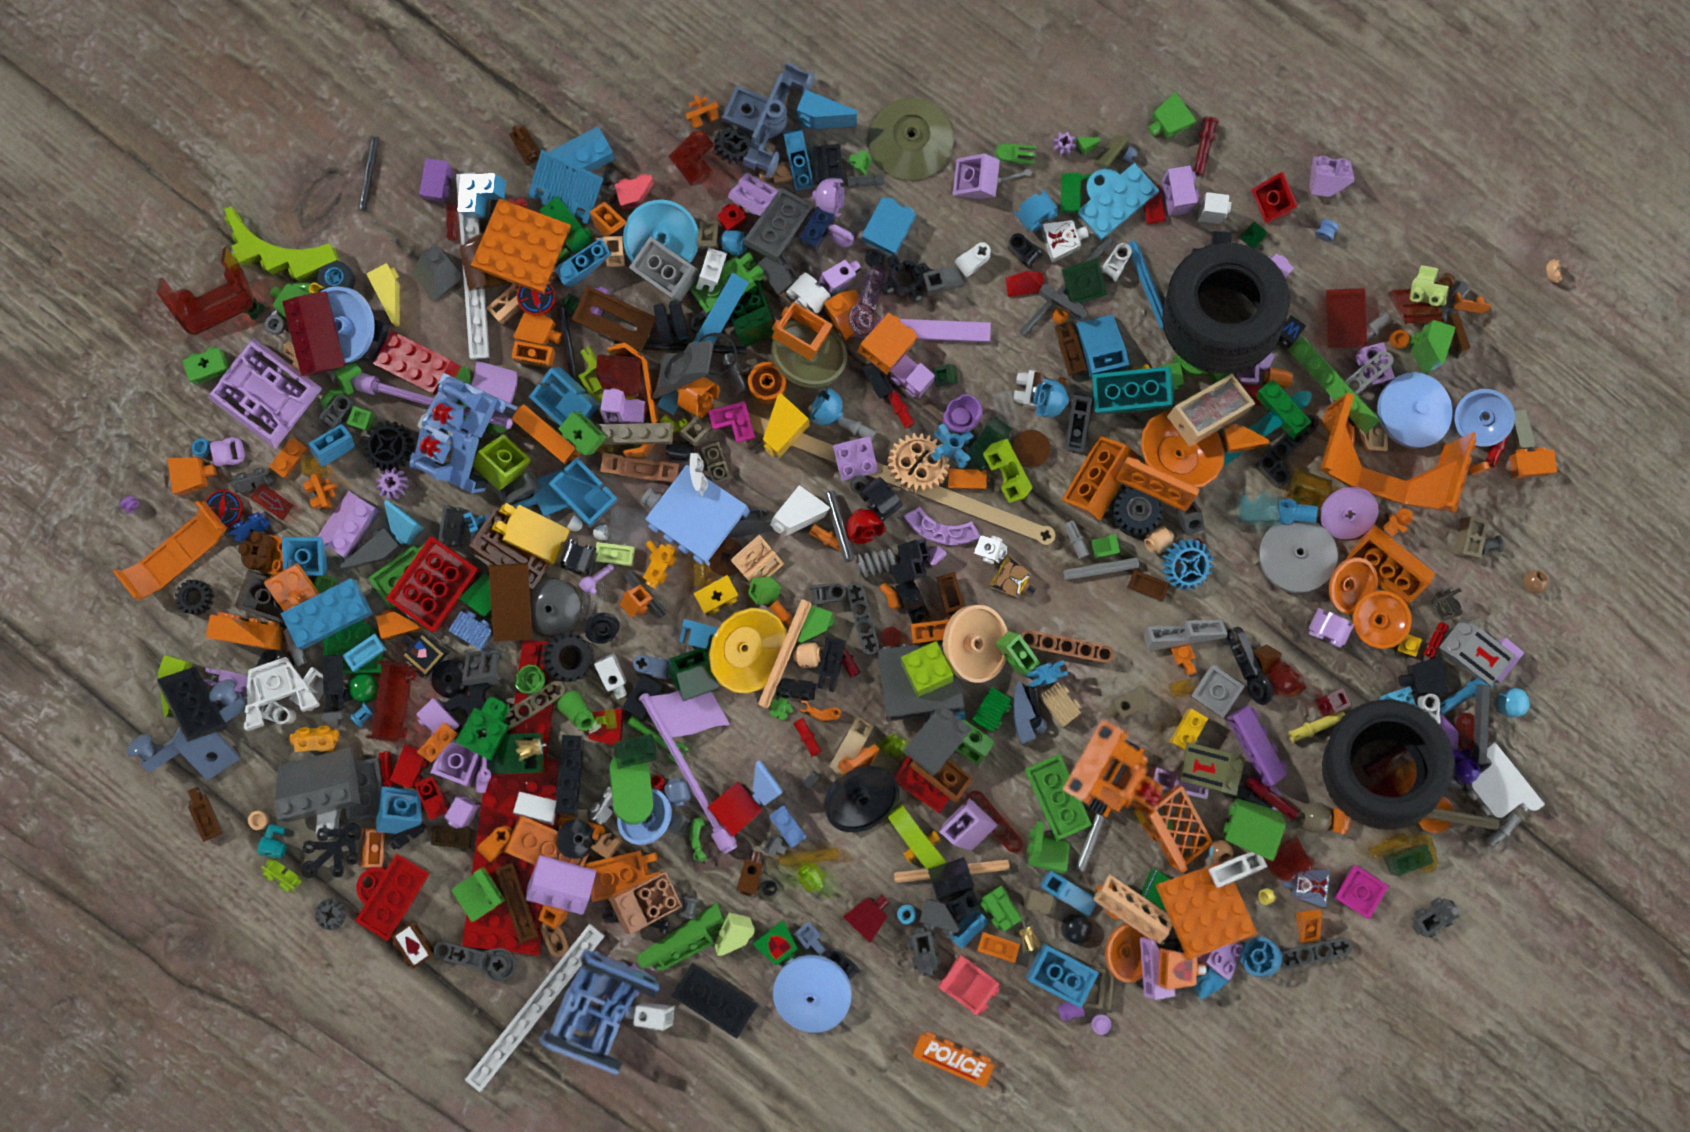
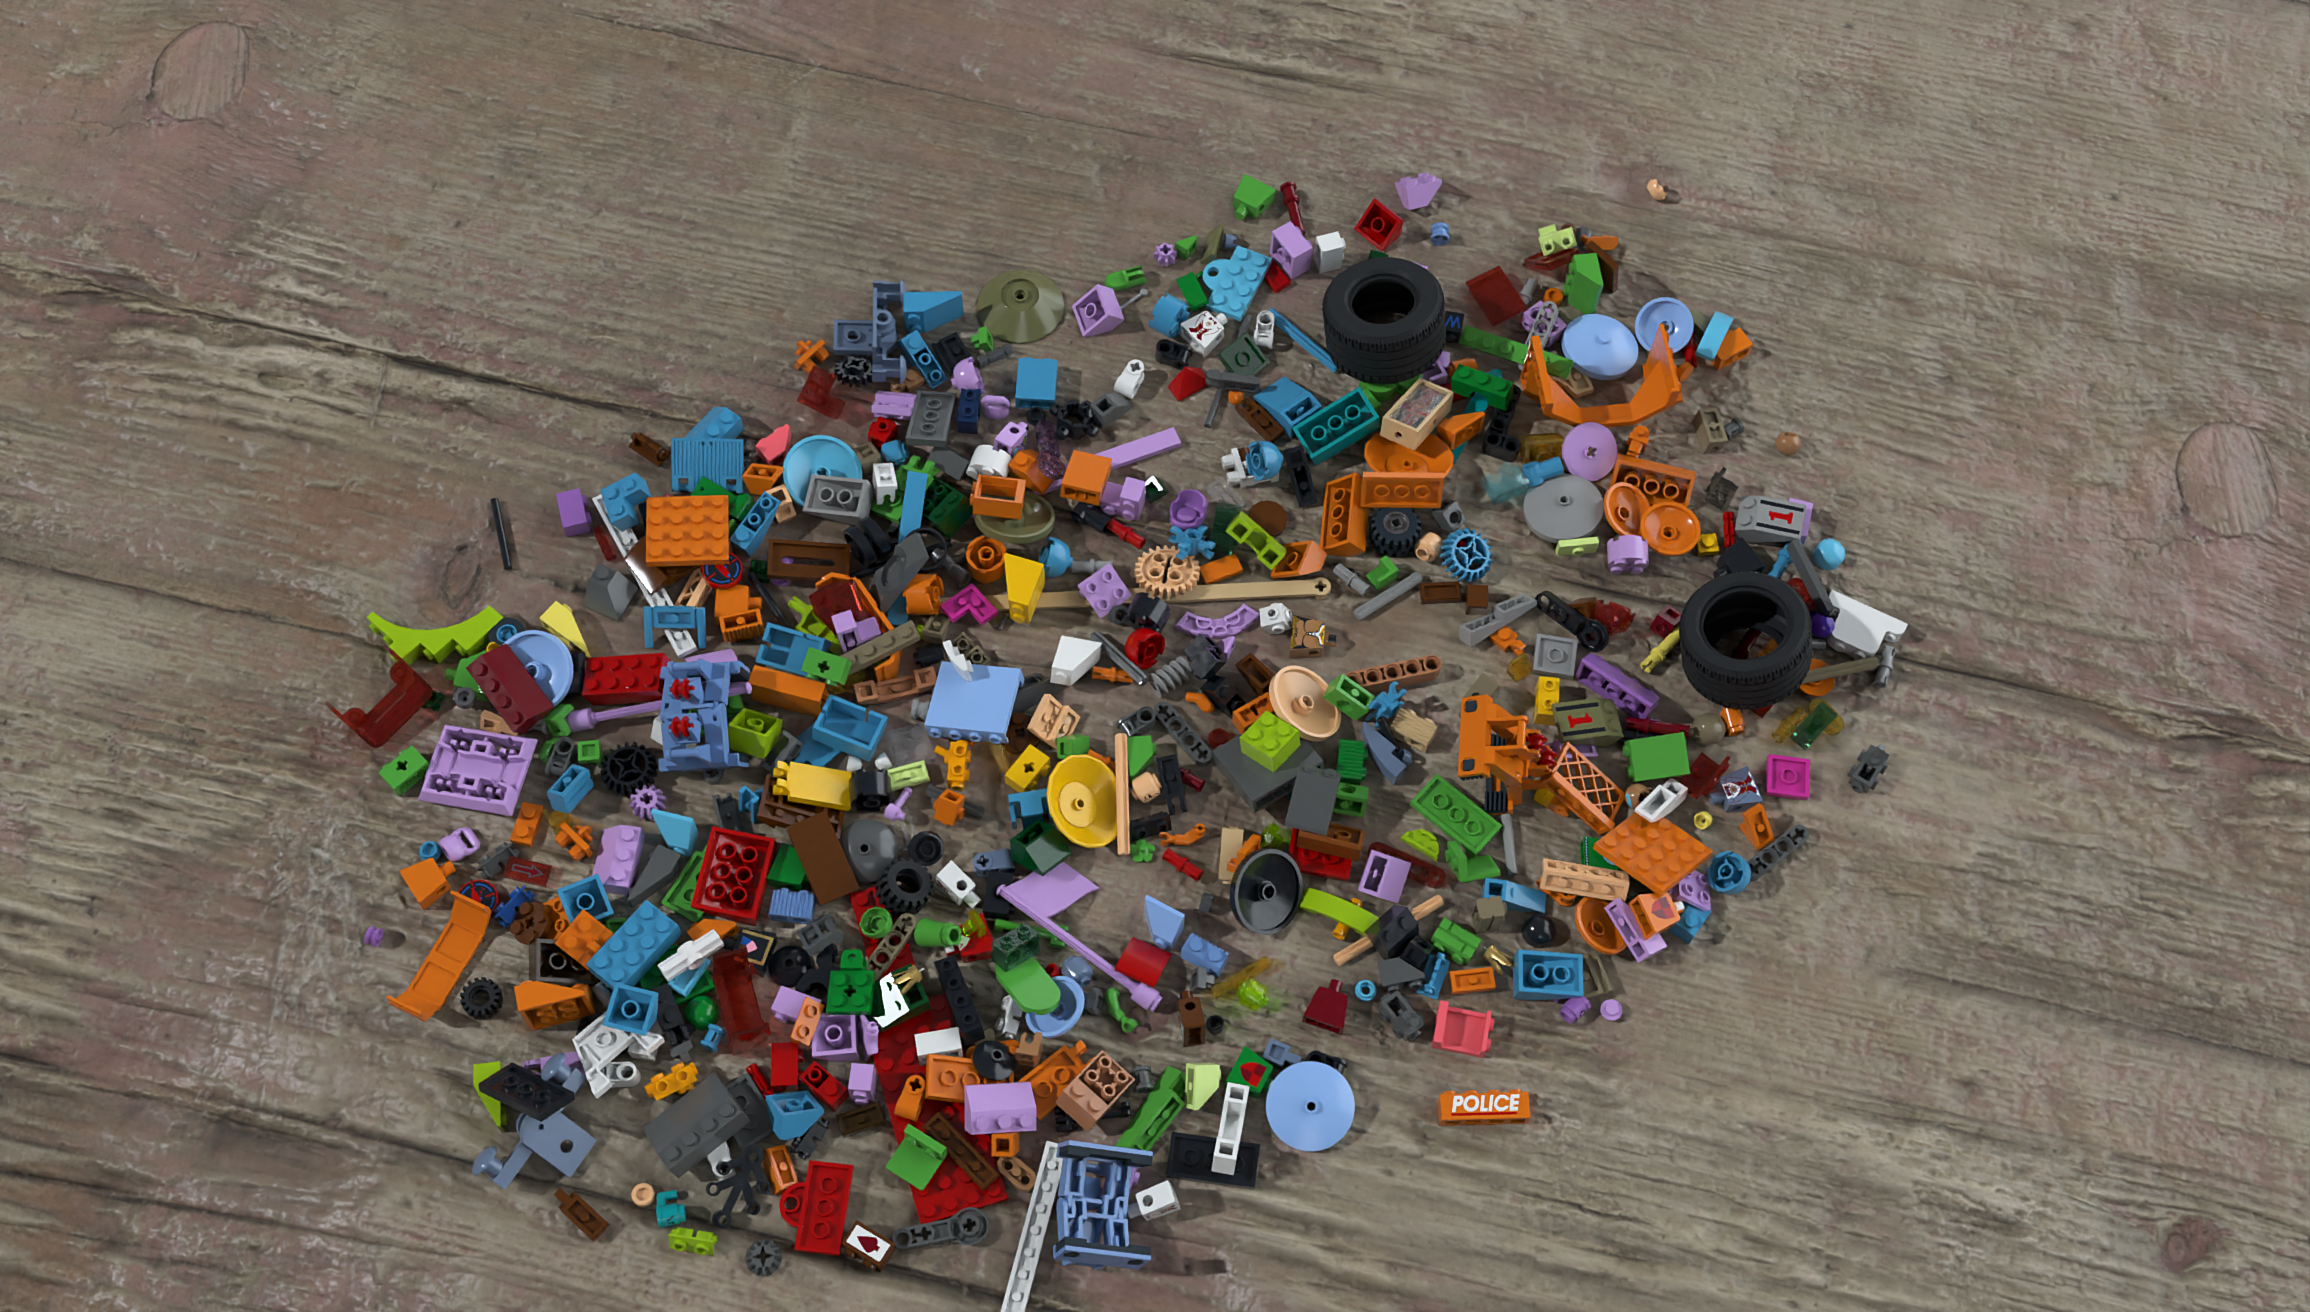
camera: 30 degrees left, 20 degrees down
(300, 671) = (631, 1009): none -> dark azure slope
(368, 641) = (690, 955): none -> white piece
(479, 324) = (674, 618): none -> dark azure plate
(737, 987) = (1230, 1128): none -> white arch
(1018, 807) = (1423, 842): none -> lime plate
(1039, 504) = (1299, 560): none -> orange slope
(1175, 608) = (1476, 597): none -> reddish brown panel
(1291, 598) = (1577, 546): none -> yellowish green plate
(1526, 447) = (1714, 336): none -> medium azure slope

